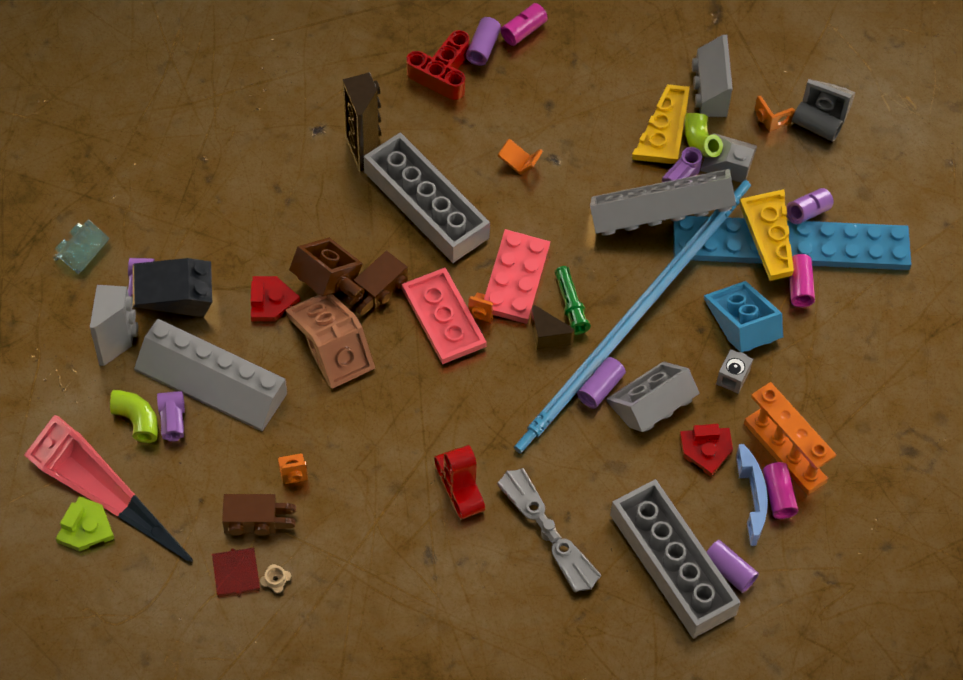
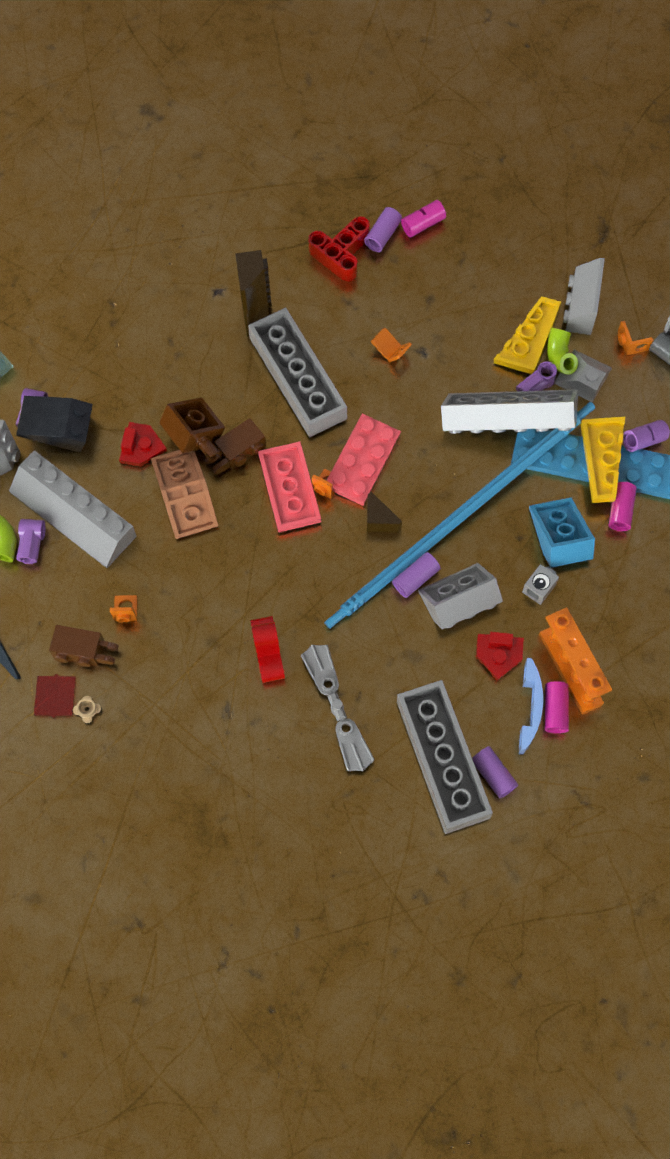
camera: 15 degrees right, 10 degrees up
(573, 309) = (407, 499): green pin -> none

